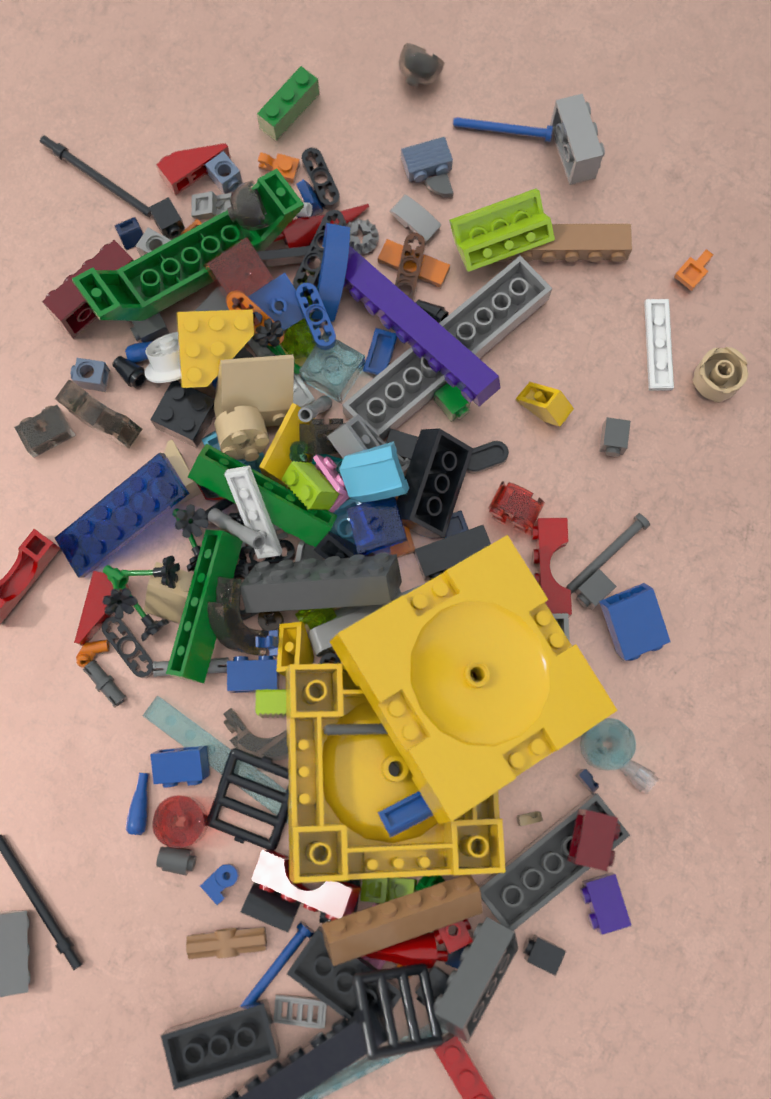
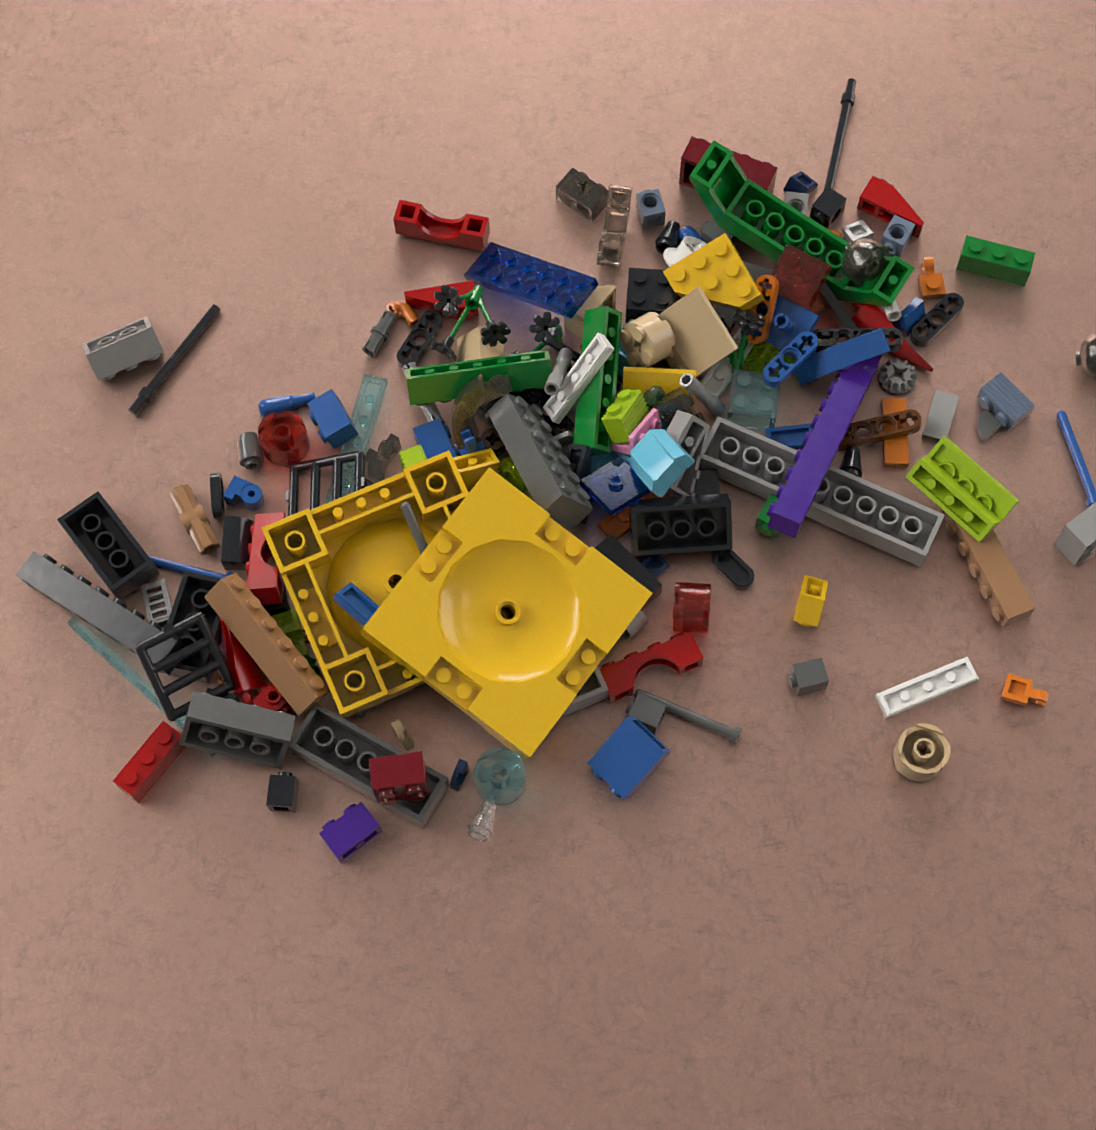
camera: 70 degrees right, 10 degrees down
(210, 910) = (217, 493): none -> black tile

